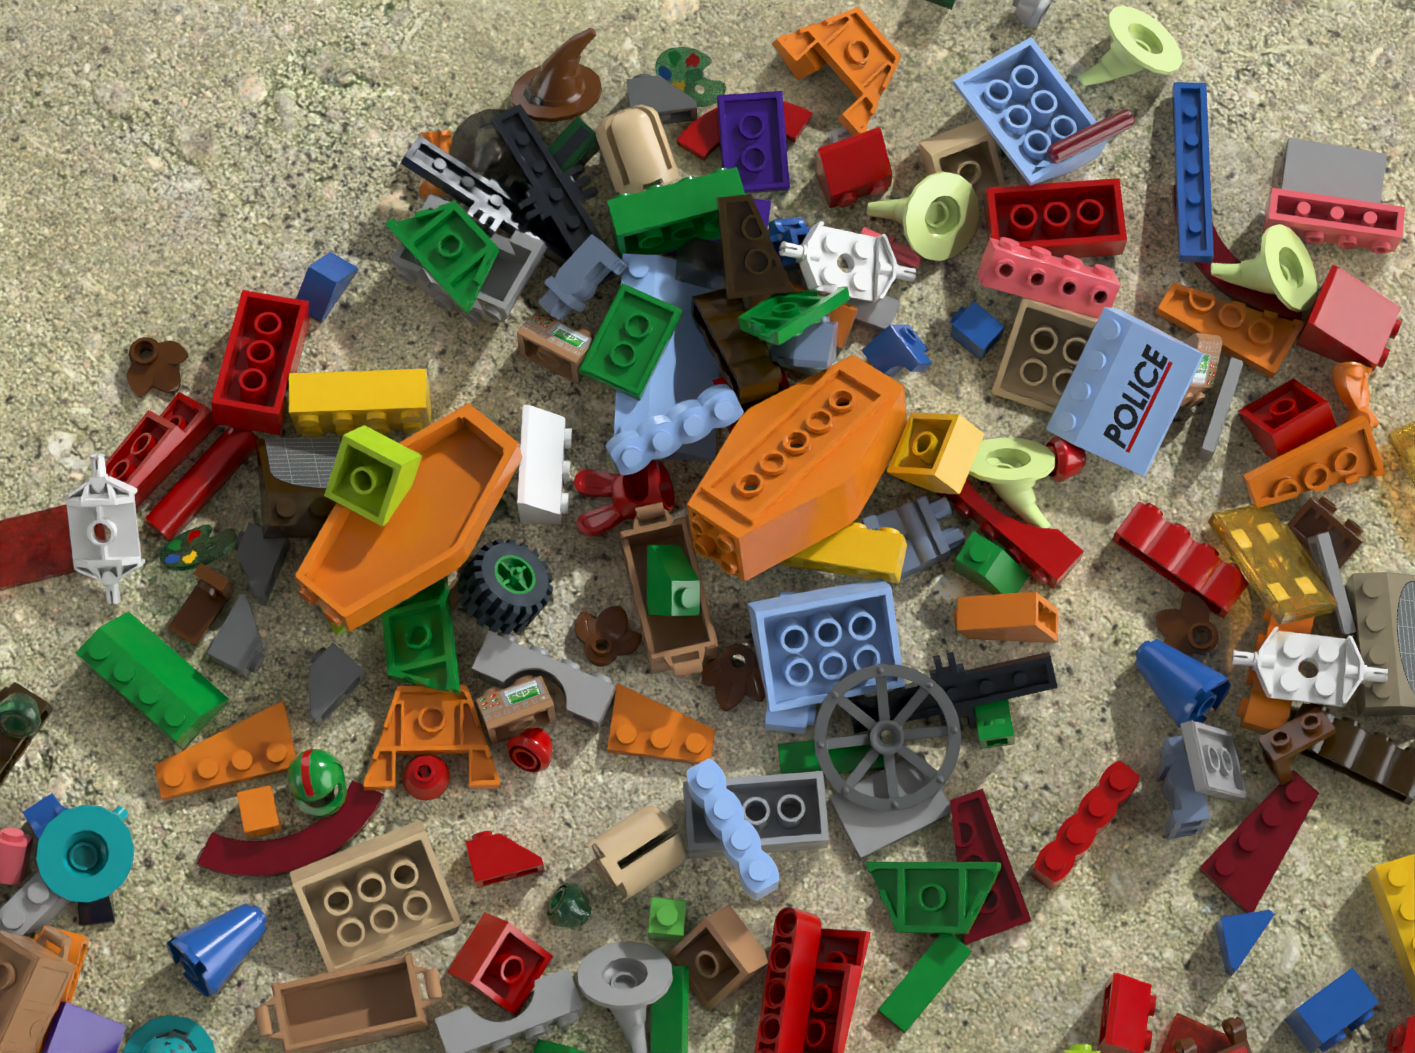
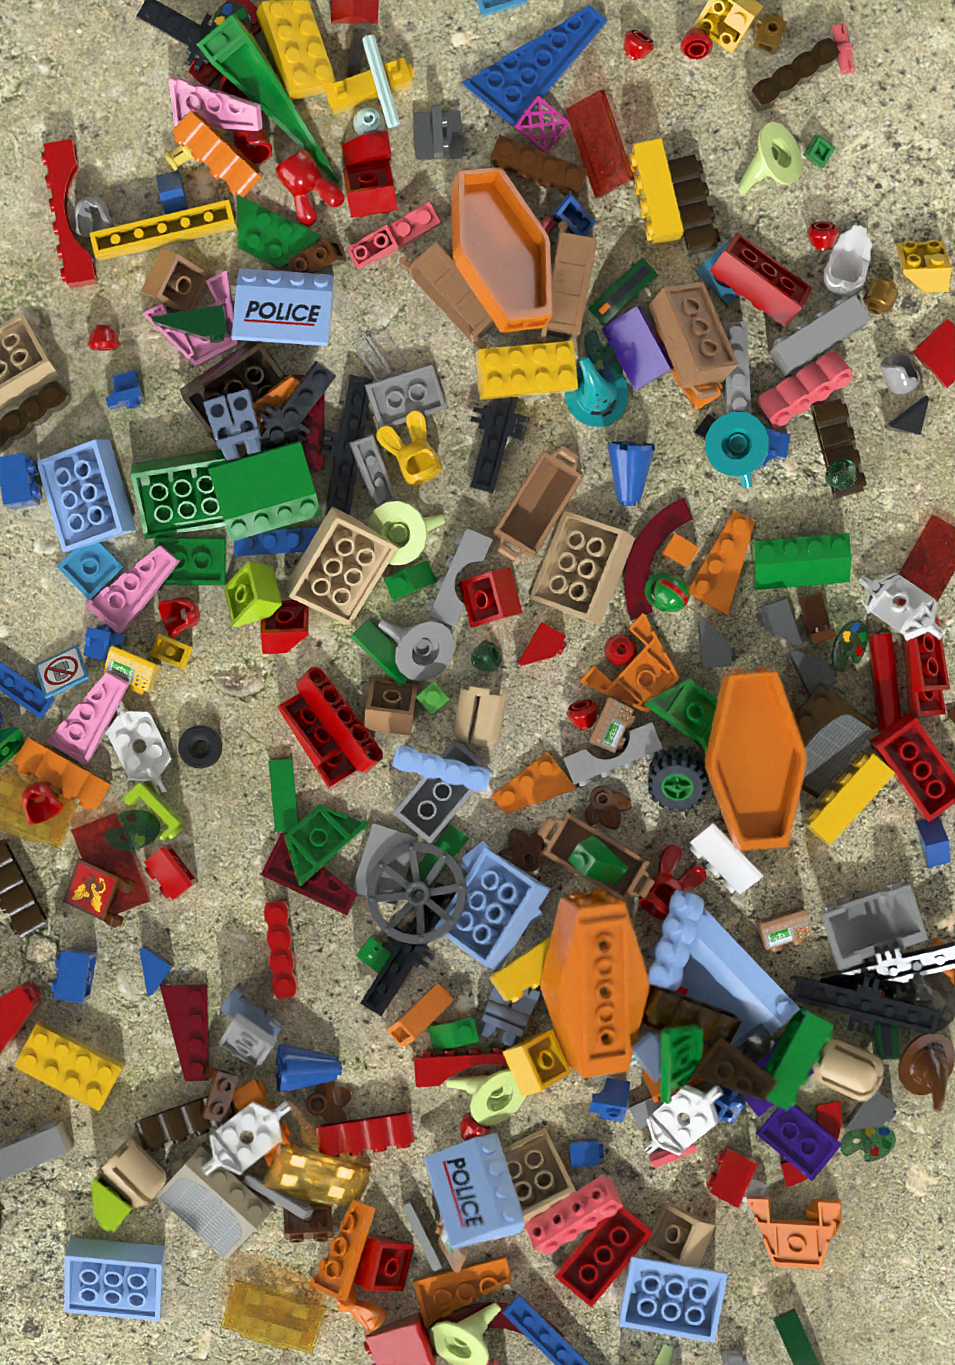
camera: 135 degrees right, 15 degrees up
(372, 474) = (793, 759): lime slope -> none
(449, 249) = (884, 918): green wing -> none
(579, 278) = (804, 971): sand blue hips -> none
(630, 341) = (746, 965): green tile -> none
(936, 216) = (665, 1192): yellowish green piece -> none
(1090, 136) = (627, 1315): axle -> none

